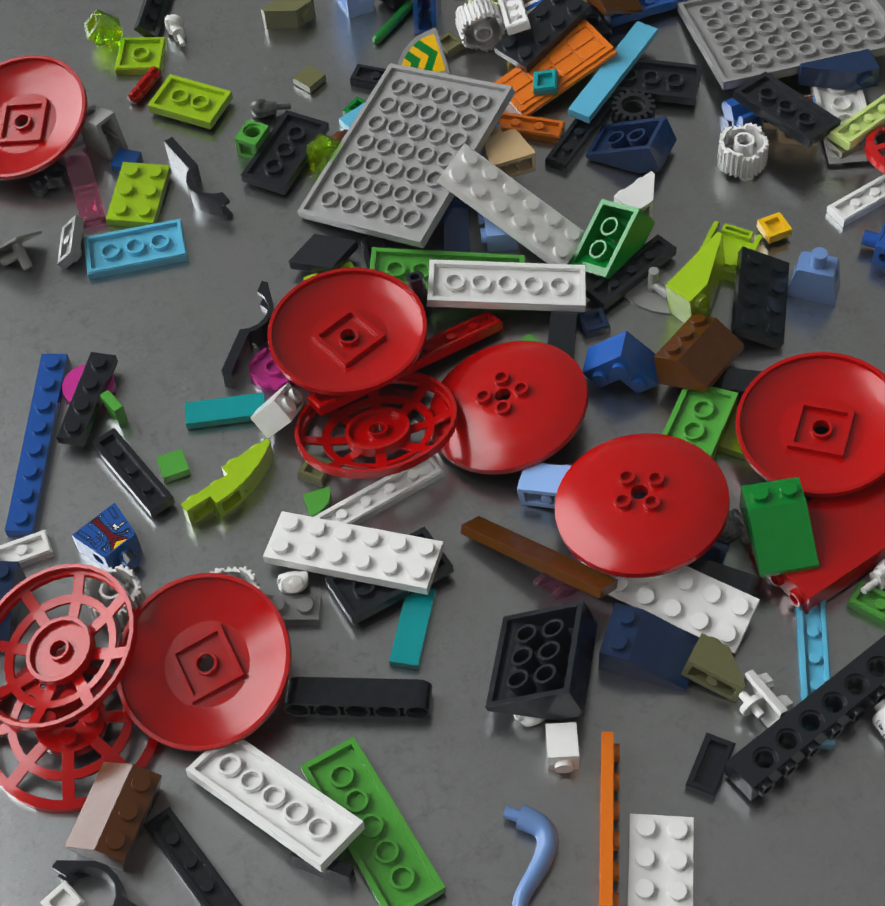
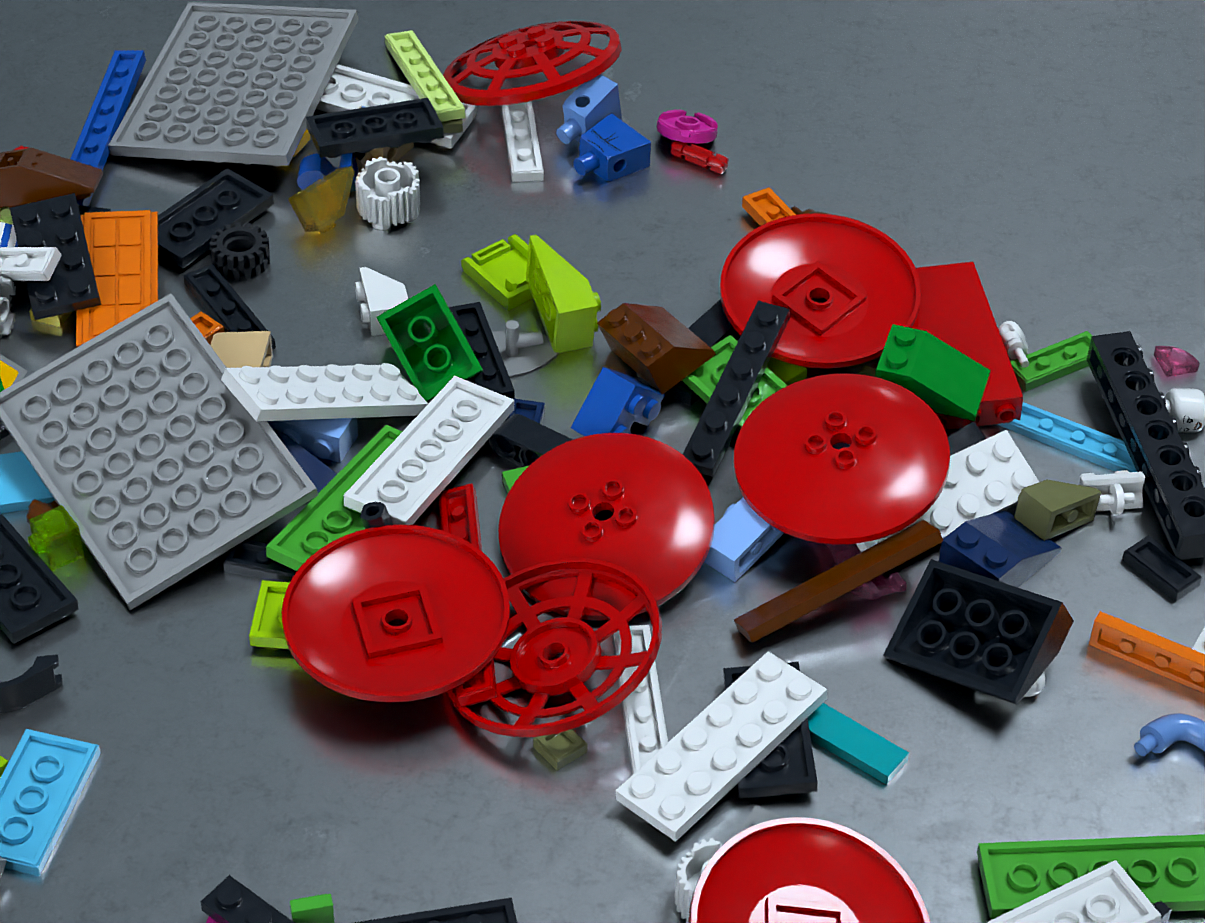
camera: 70 degrees left, 10 degrees down
(173, 465) = (450, 886): bright green tile -> none
(222, 410) = (399, 801): teal tile -> none
(239, 481) = (530, 826): lime slope -> none
(247, 340) = (311, 737): black piece -> none
(265, 373) = (368, 729): dark pink tile -> none
(278, 410) = (456, 737): white slope -> none
(293, 582) = (726, 820): white piece -> none
(317, 500) = (612, 761): bright green tile -> none
(323, 254) = (228, 602): black tile -> none
(358, 697) = (932, 810): black beam -> none
(545, 82) = (137, 292): teal tile -> none
(562, 747) = (1086, 668): white brick -> none
(612, 72) = (175, 237): medium azure tile -> none
(634, 144) = (294, 271): dark blue slope -> none
(692, 416) = (736, 387): none -> black plate
(703, 123) = (323, 201): none -> clear yellow slope
(760, 298) = (610, 275): black plate -> none
(774, 227) = (510, 221): yellow plate -> none
(815, 277) = (610, 219): medium blue torso -> none
(842, 72) = (351, 70): dark blue slope -> none

